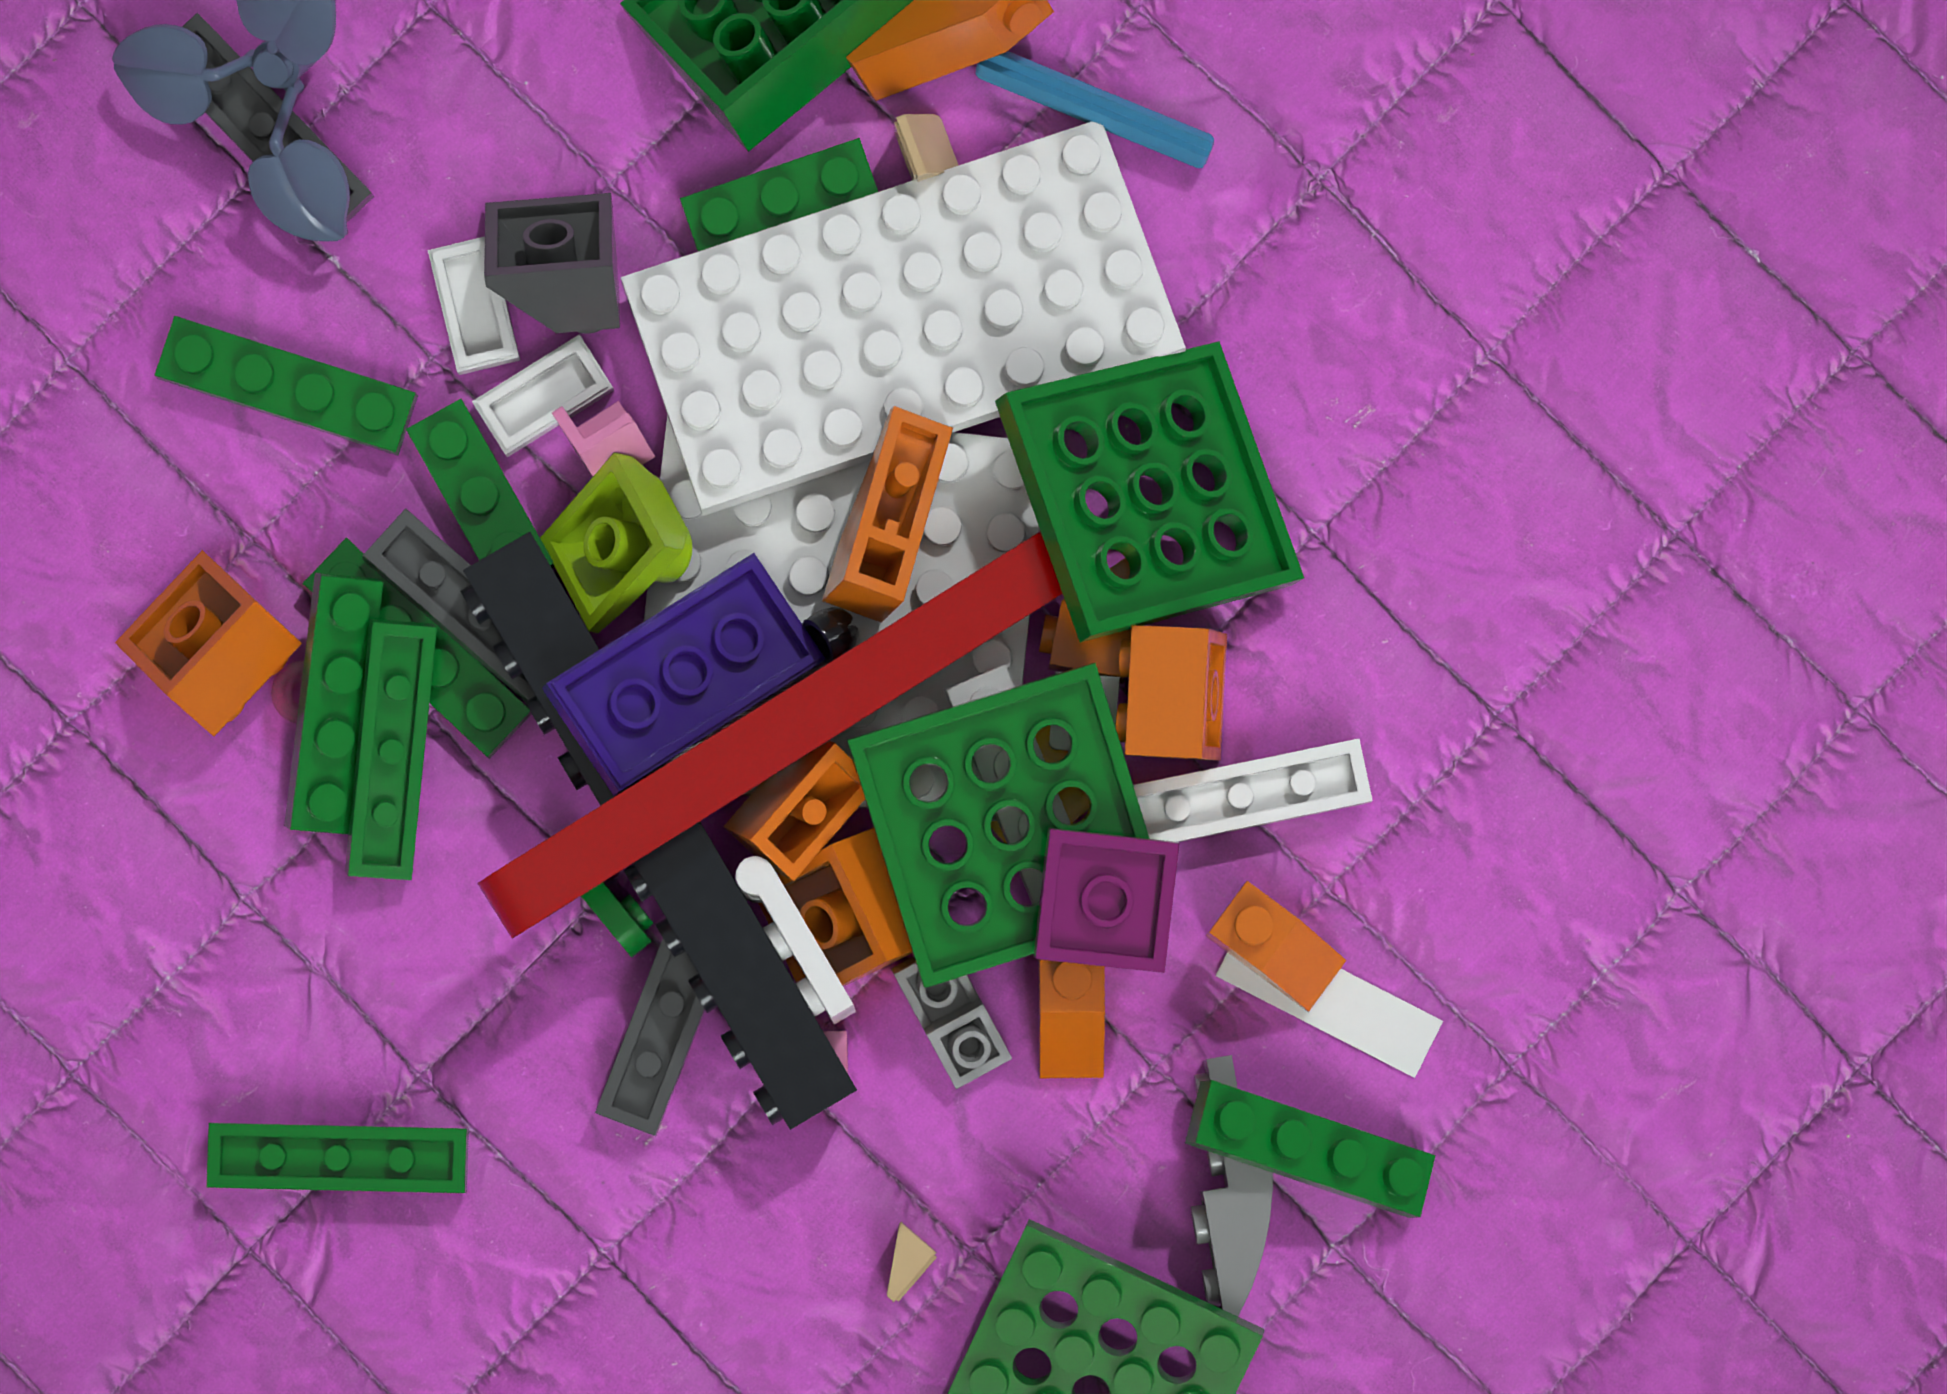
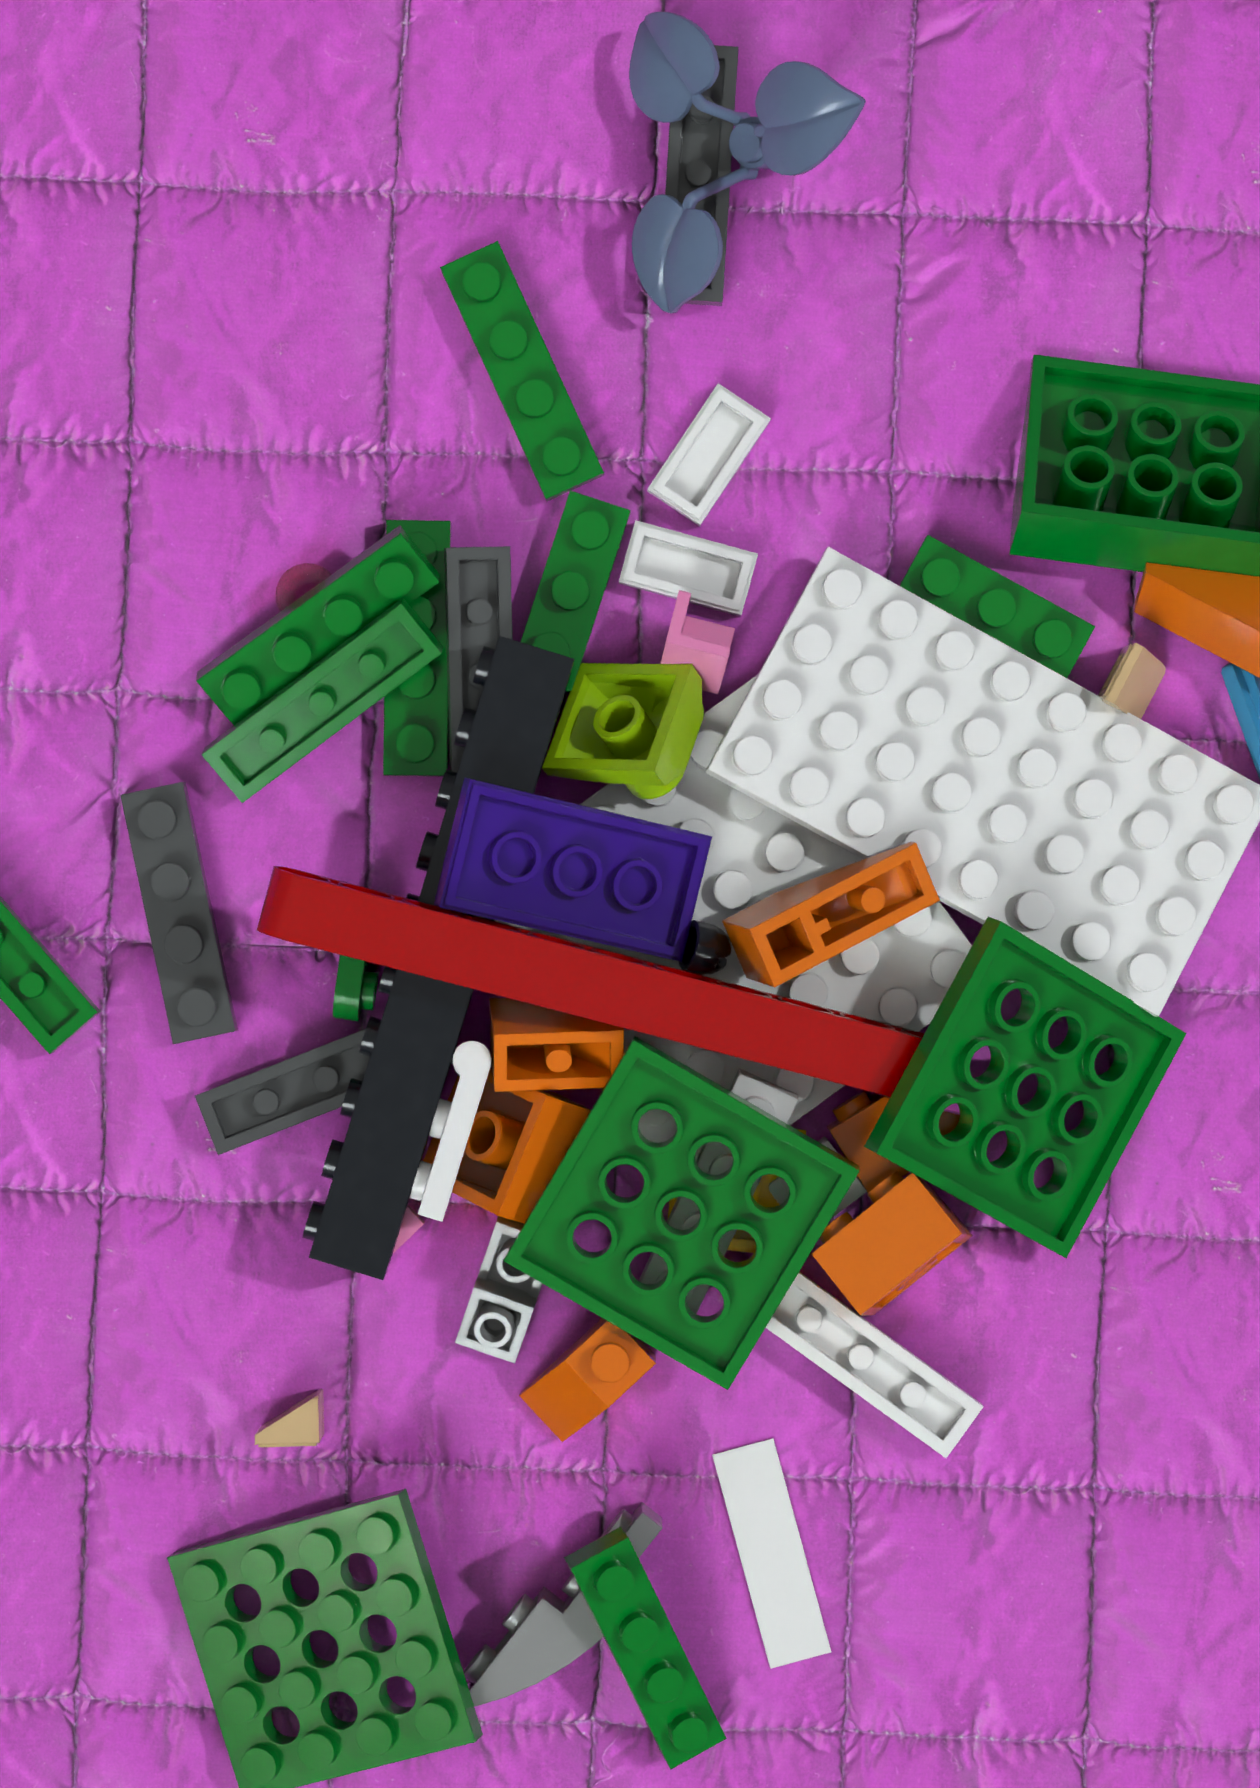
camera: 50 degrees right, 5 degrees up
(208, 643) = (277, 492): orange slope -> none
(449, 1003) = (179, 912): none -> dark grey plate
(555, 260) = (796, 485): dark grey slope -> none
(1106, 900) = (690, 1339): magenta plate -> none
(1276, 946) = (773, 1481): orange slope -> none

